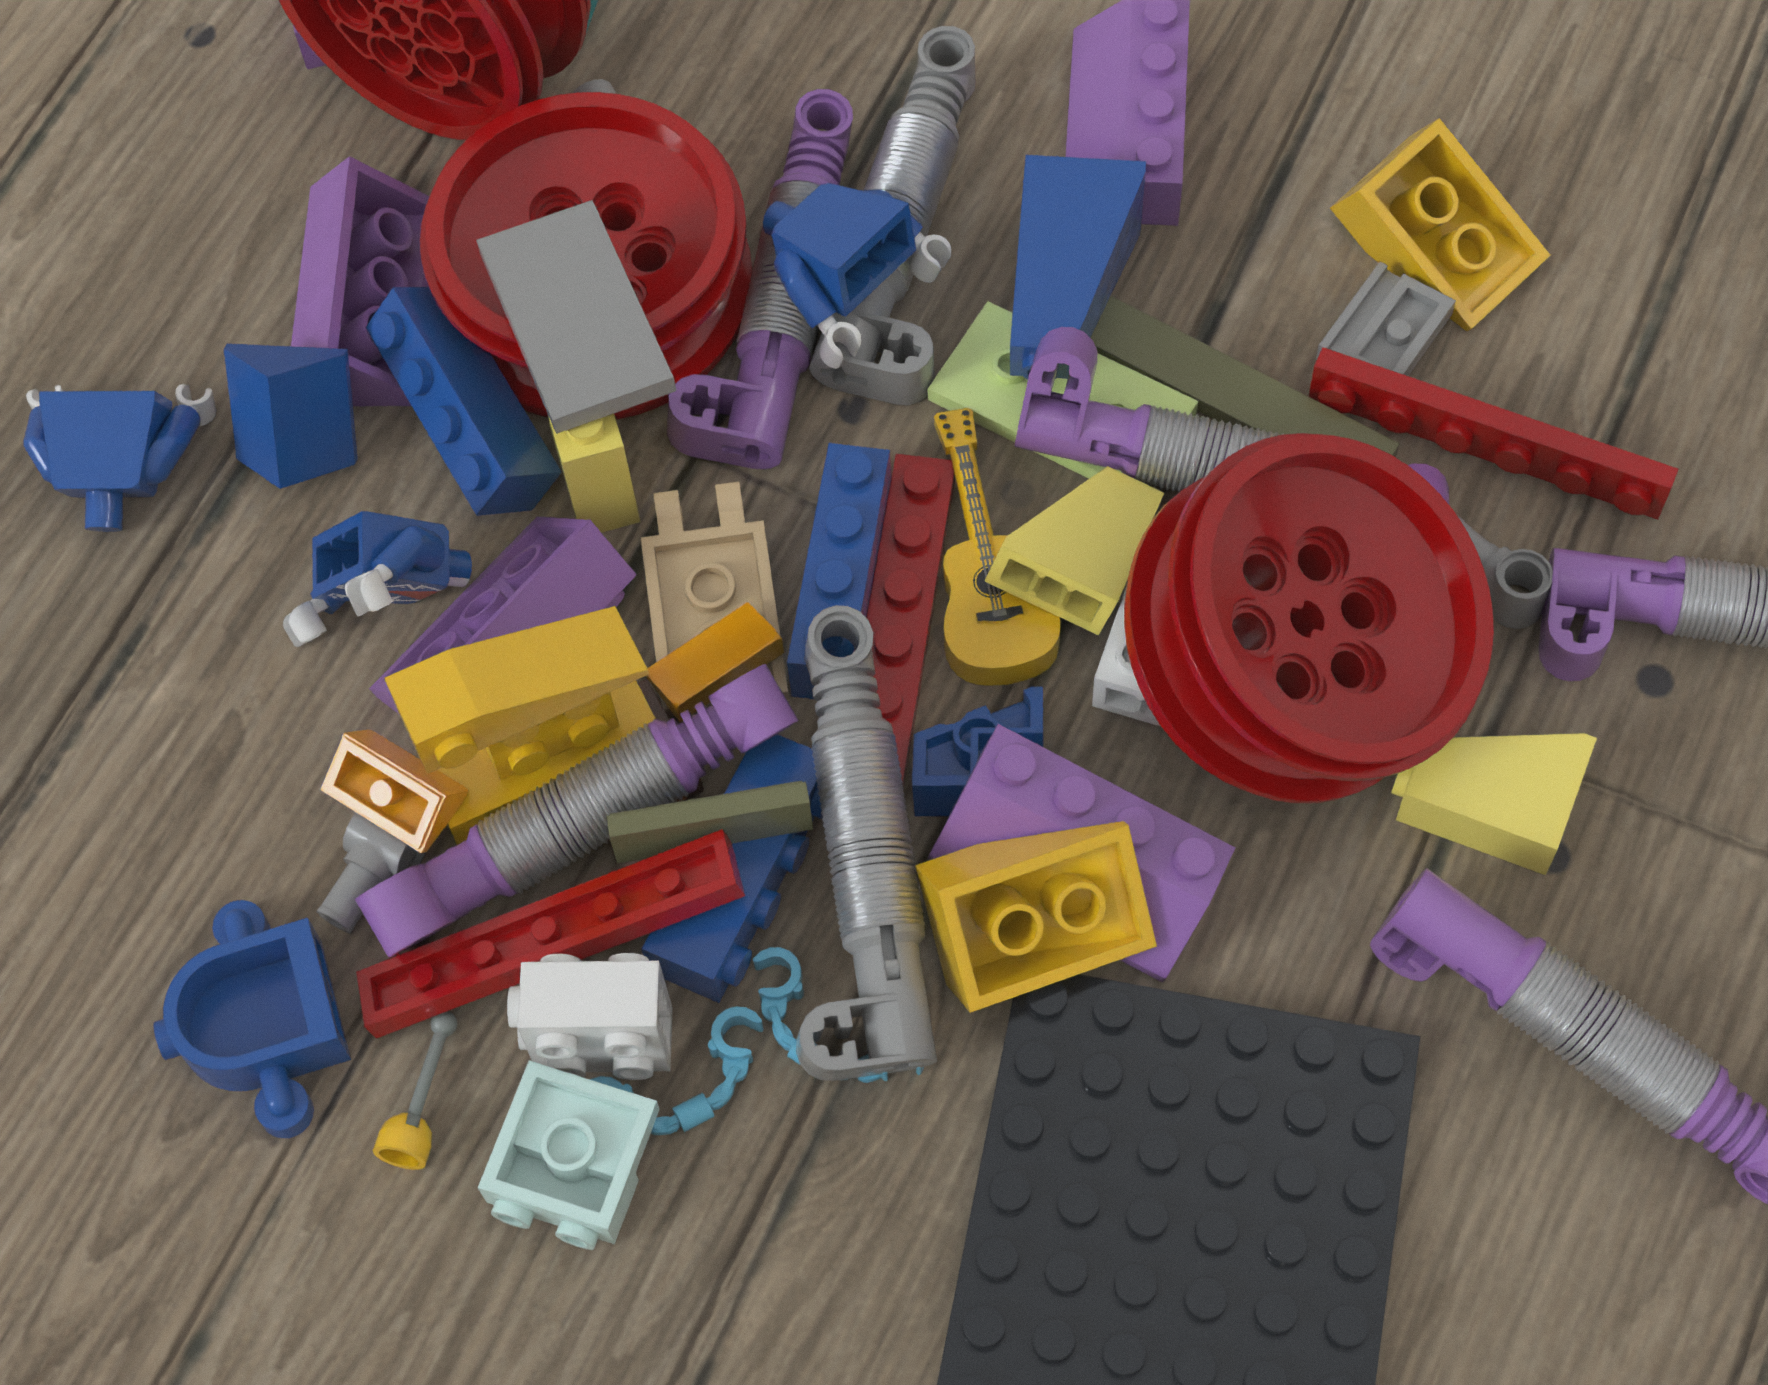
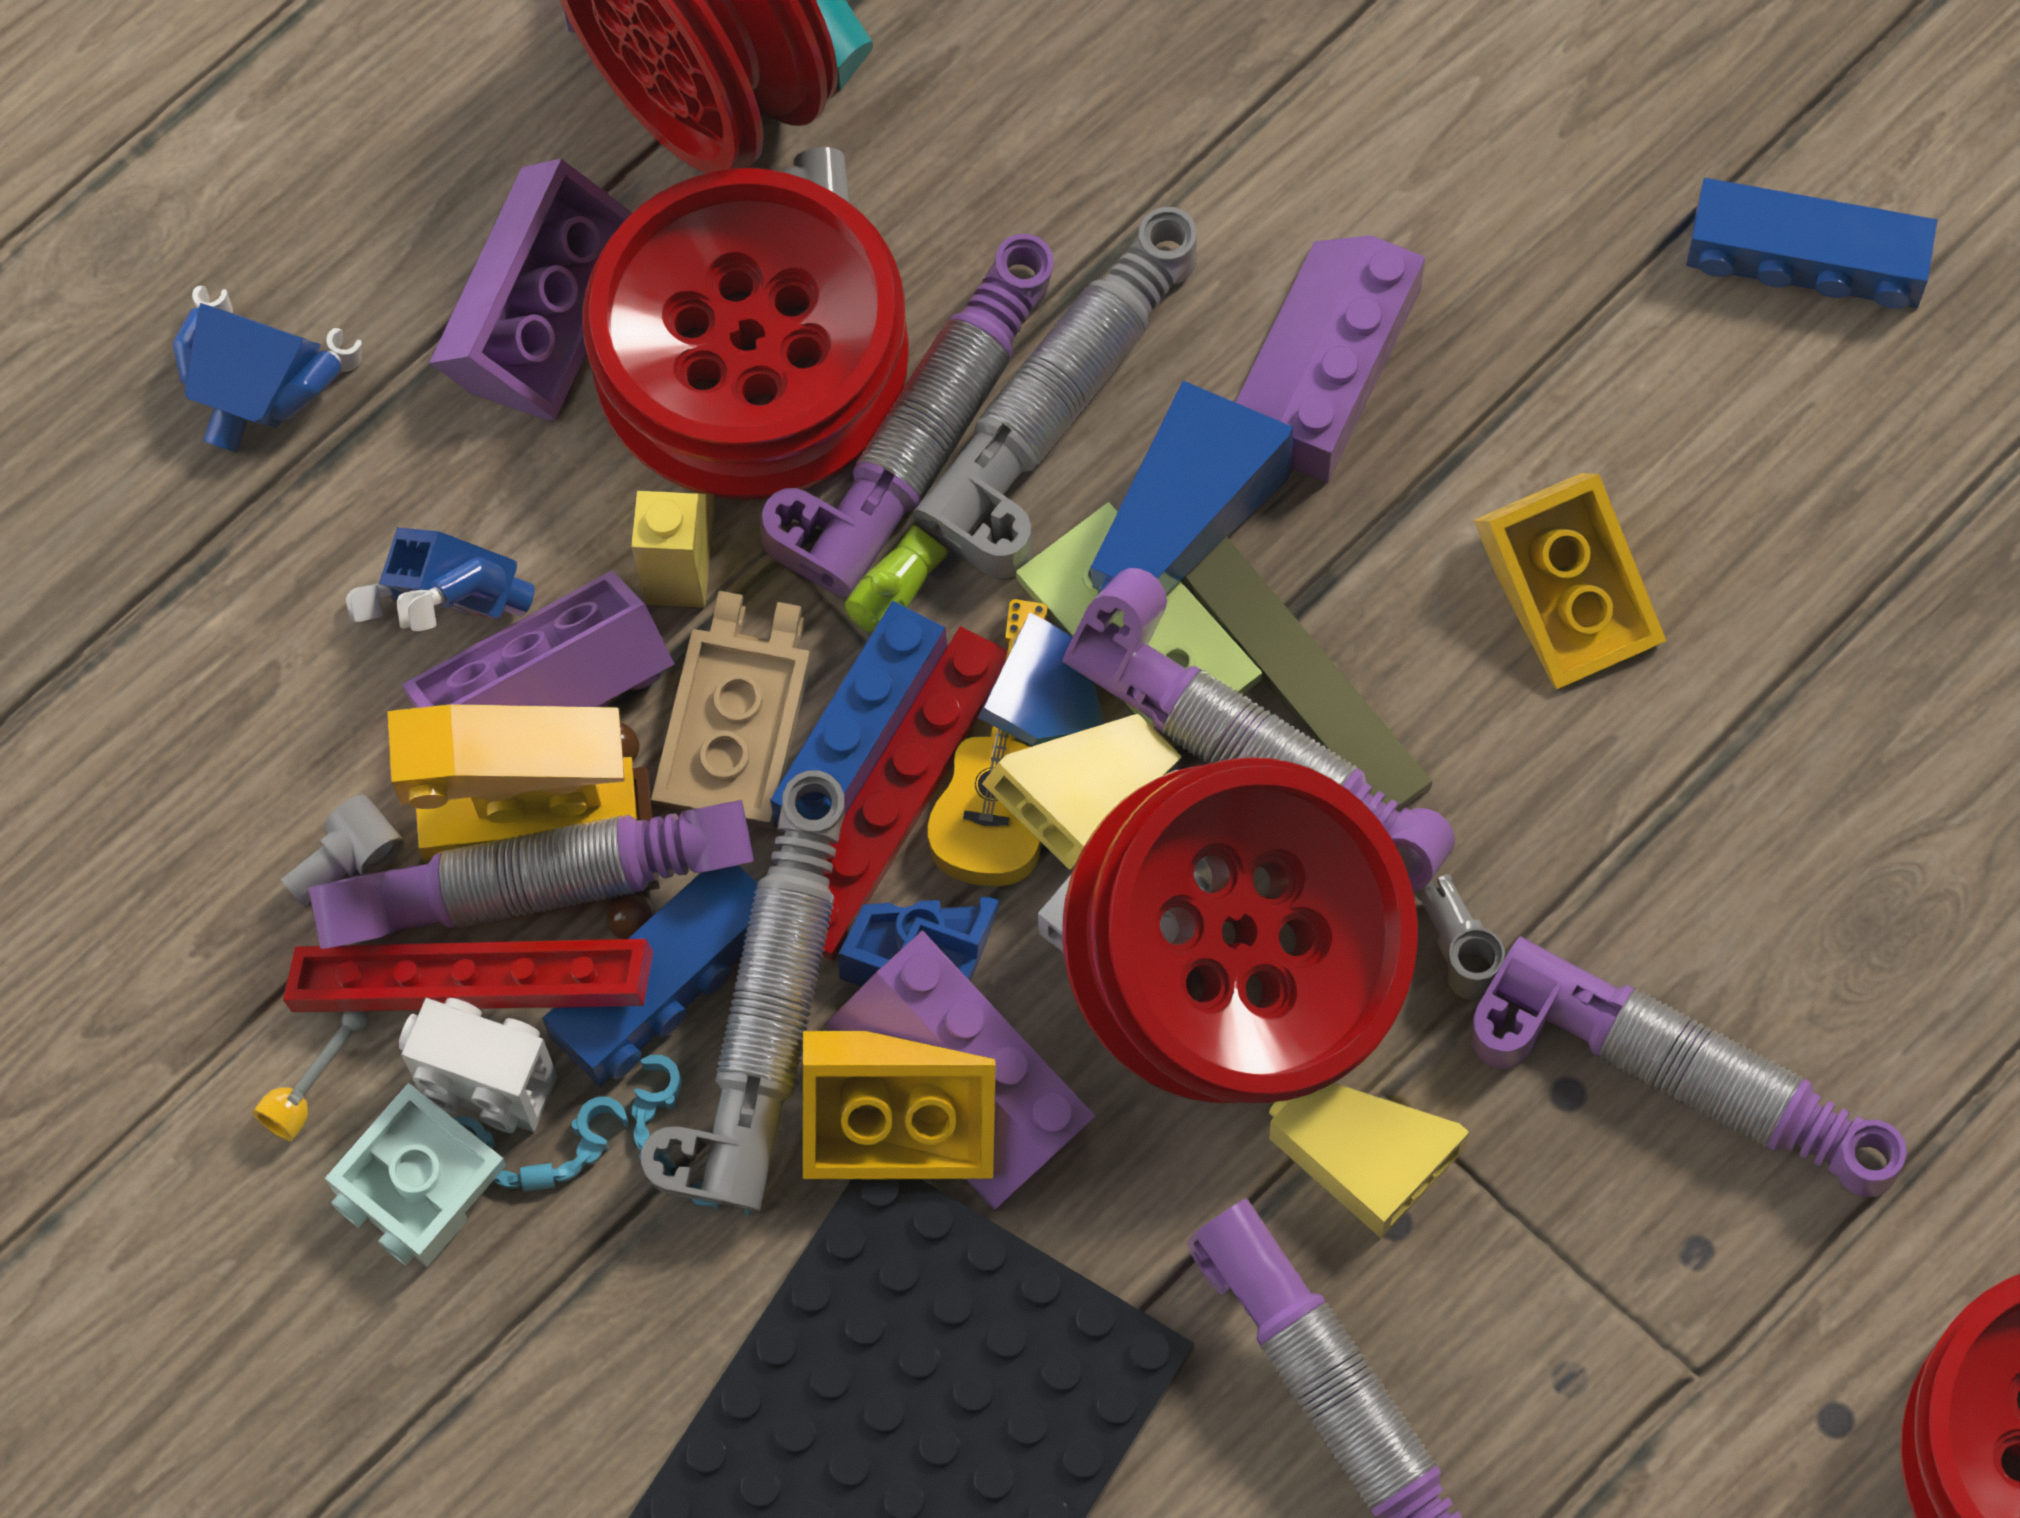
camera: 20 degrees right, 5 degrees up
(256, 1014) = (198, 953): blue piece -> none
(291, 410) = (422, 395): blue slope -> none
(392, 788) = (363, 783): light orange slope -> none
(463, 405) = (577, 443): blue brick -> none
(575, 316) = (695, 407): light grey tile -> none
(715, 659) = (711, 772): light orange slope -> none
(740, 814) = (663, 928): olive tile -> none
(816, 426) = (894, 578): none -> lime piece
(841, 249) = (976, 413): blue torso -> none
(996, 480) = (1037, 692): none -> blue slope
(1390, 321) = (1471, 662): light grey plate -> none
(1492, 433) = (1534, 817): red plate -> none

